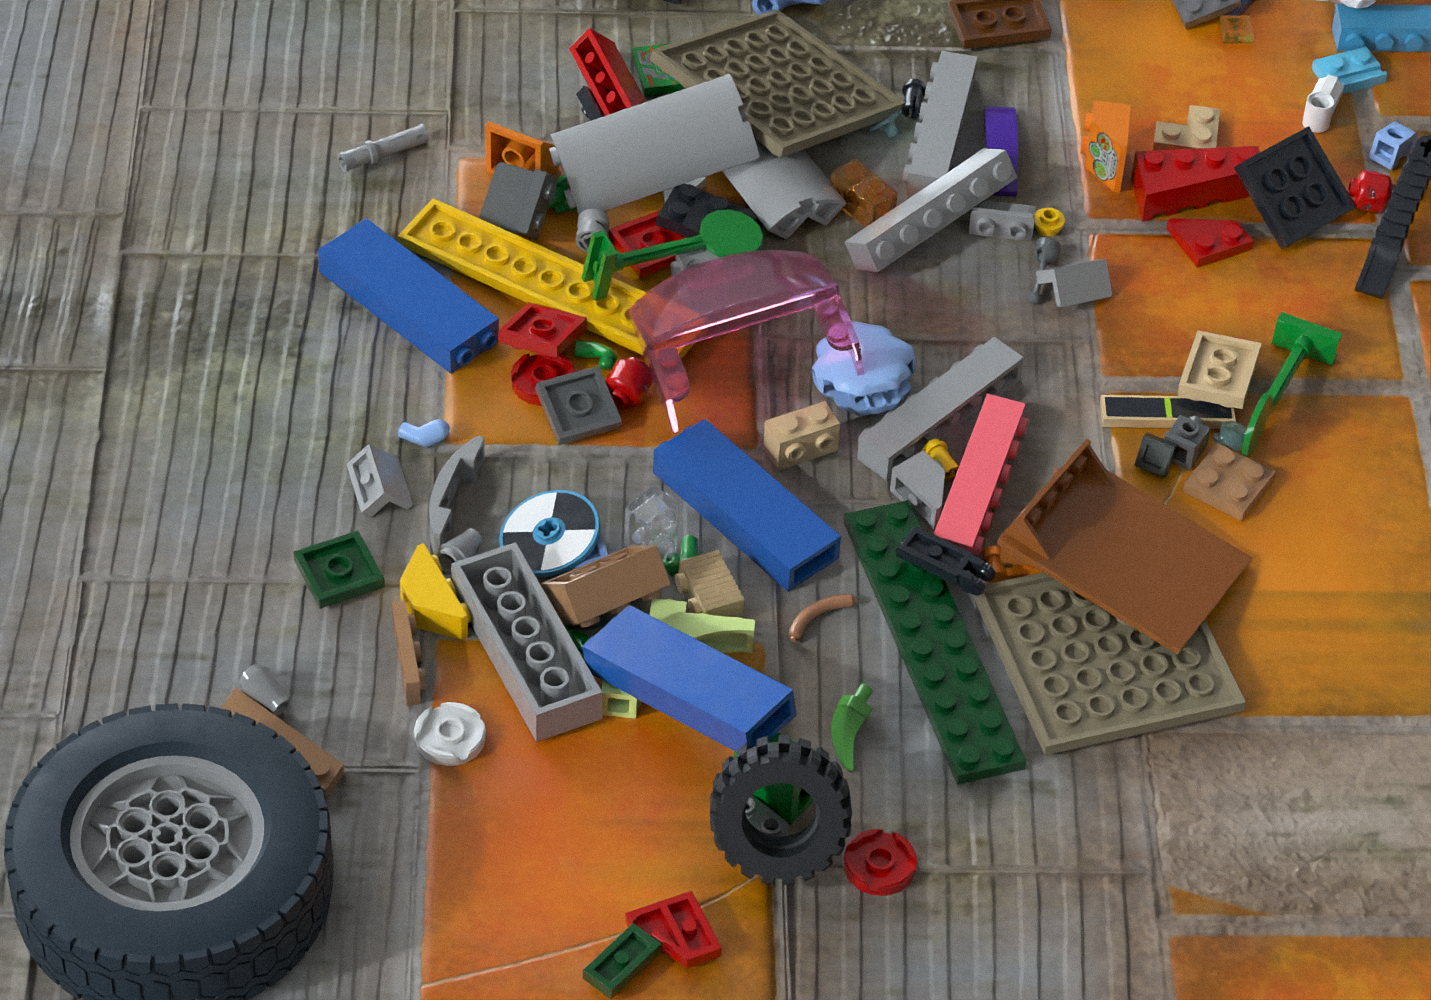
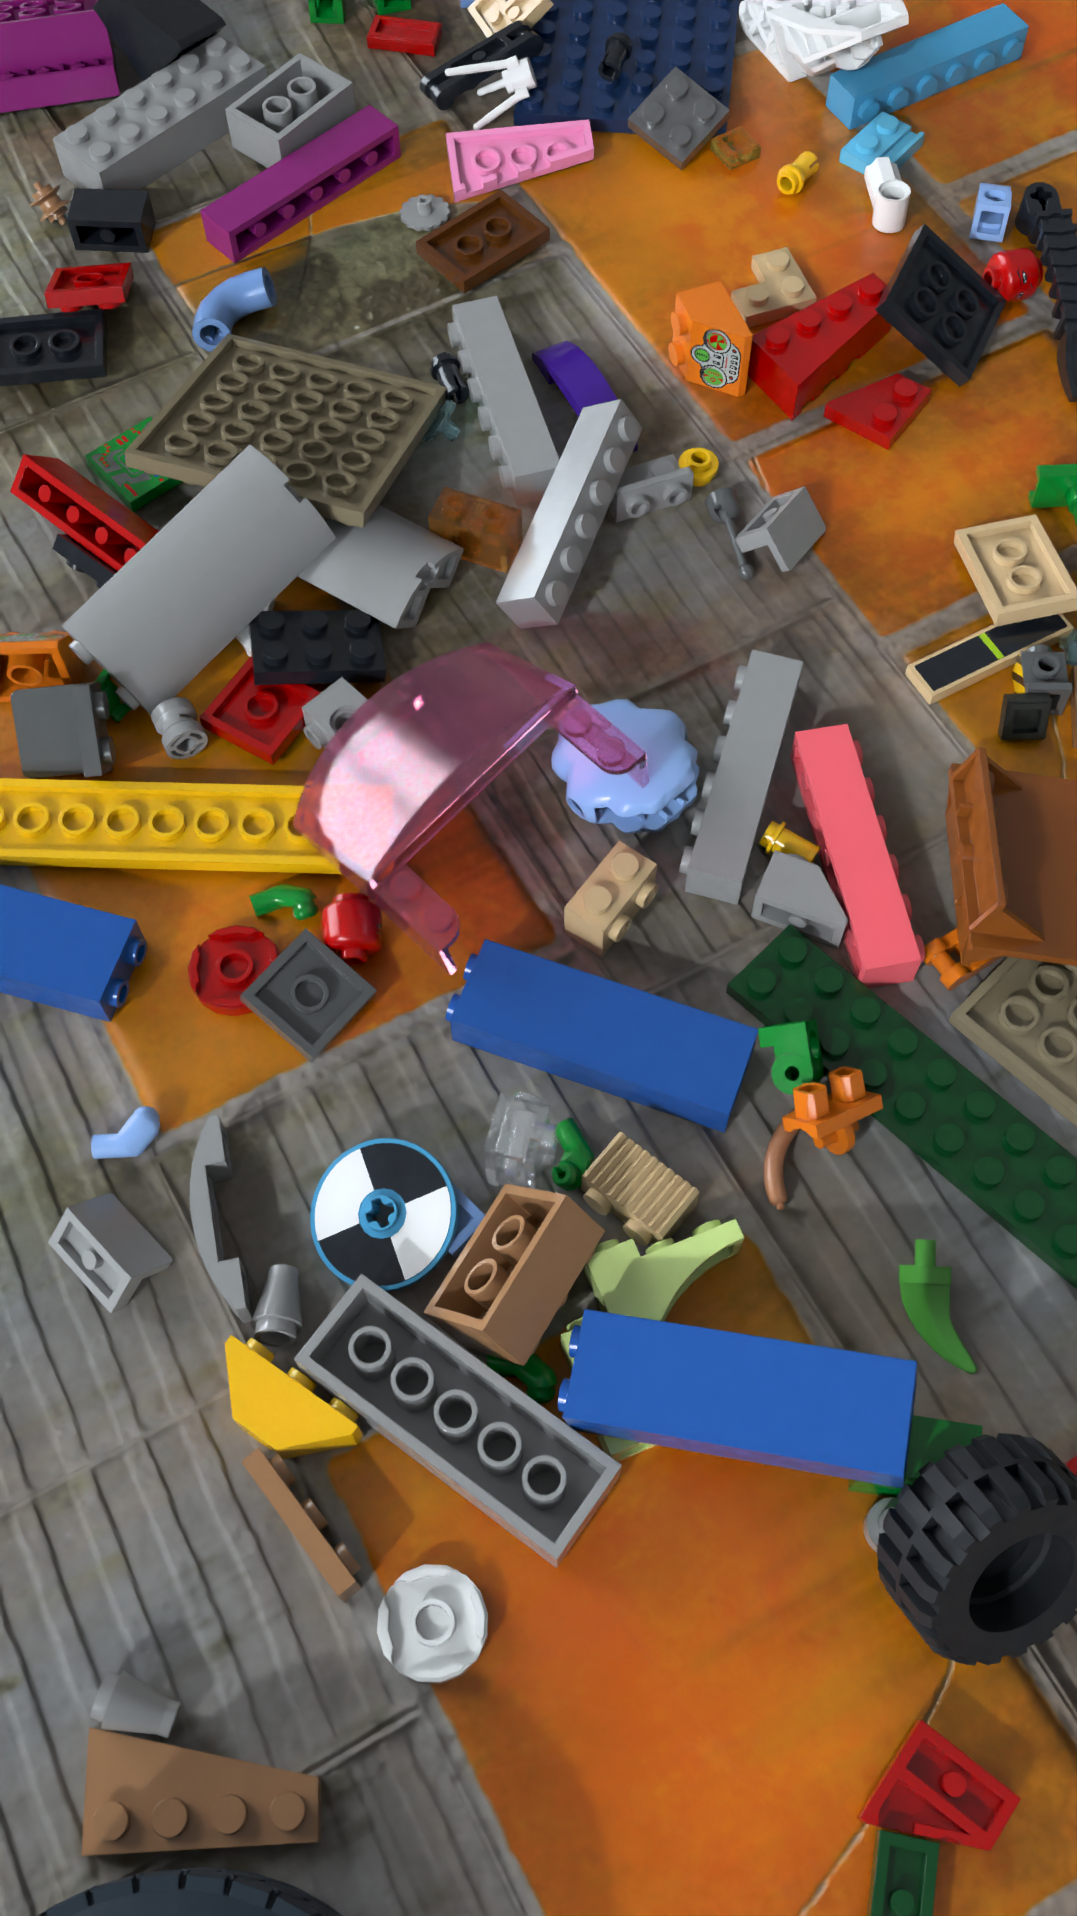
camera: 25 degrees left, 15 degrees up
(339, 569) = (130, 1429): dark green plate -> none
(542, 330) = (198, 905): red plate -> none
(720, 232) = (351, 660): green piece -> none
(843, 591) = (833, 1117): none -> orange hips
(857, 561) = (796, 1053): none -> green leg
(945, 560) = (902, 998): black hinge -> none
(1260, 65) = (792, 176): none -> yellow pin

